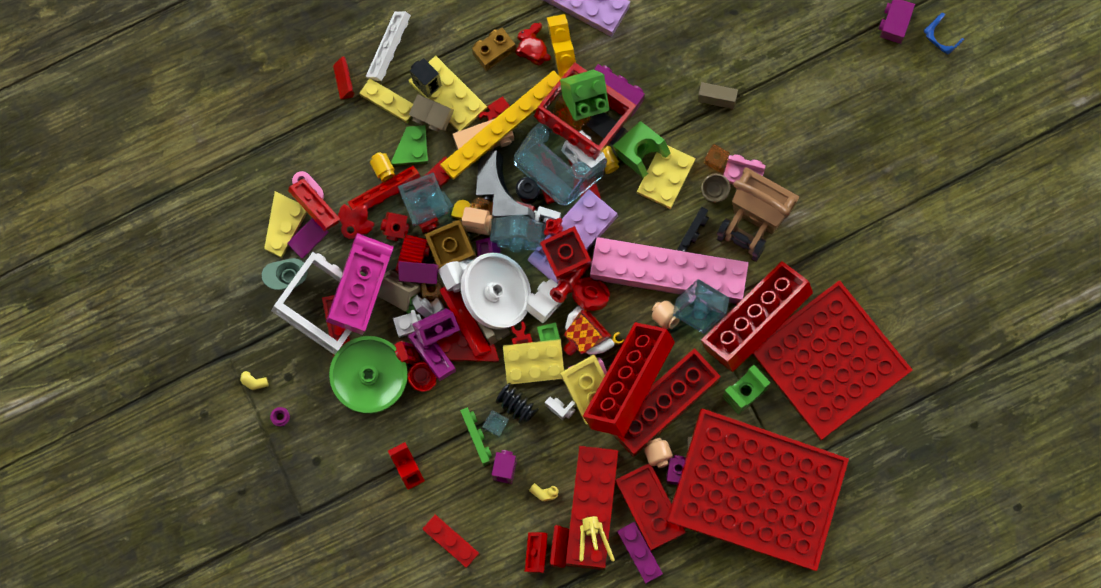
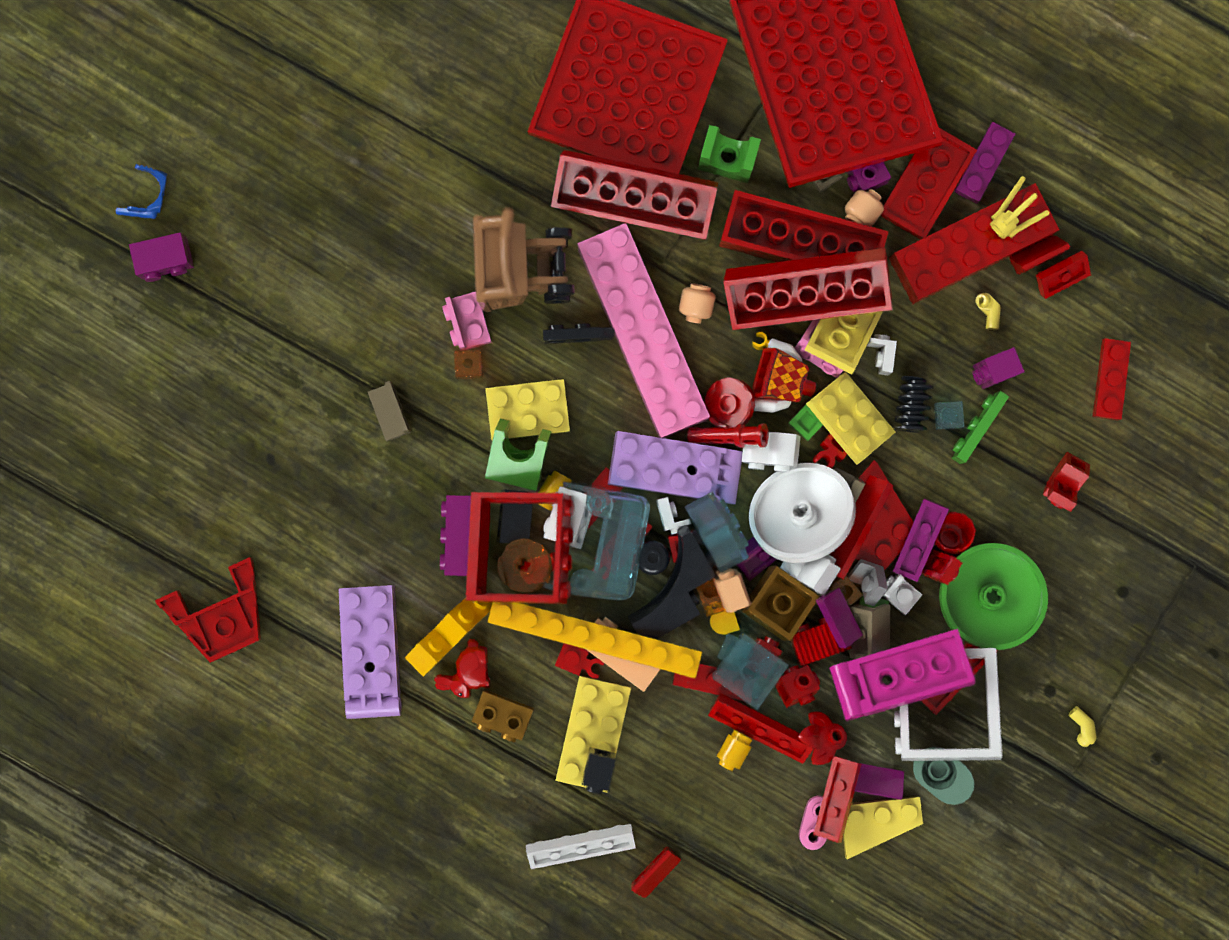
camera: 130 degrees left, 10 degrees up
(280, 410) = (1110, 671): magenta plate -> none
(387, 100) = (647, 800): light yellow plate -> none
(412, 147) = (685, 732): bright green wing -> none
(431, 112) = (633, 735): dark tan brick -> none
(436, 327) = (892, 552): magenta brick -> none
(553, 227) = (684, 487): red plate -> none
(565, 253) = (710, 456): red brick -> none
(585, 94) = (502, 557): bright green slope -> none
(701, 306) = (667, 263): clear light blue brick -> none
(715, 187) = (508, 340): dark tan hair -> none

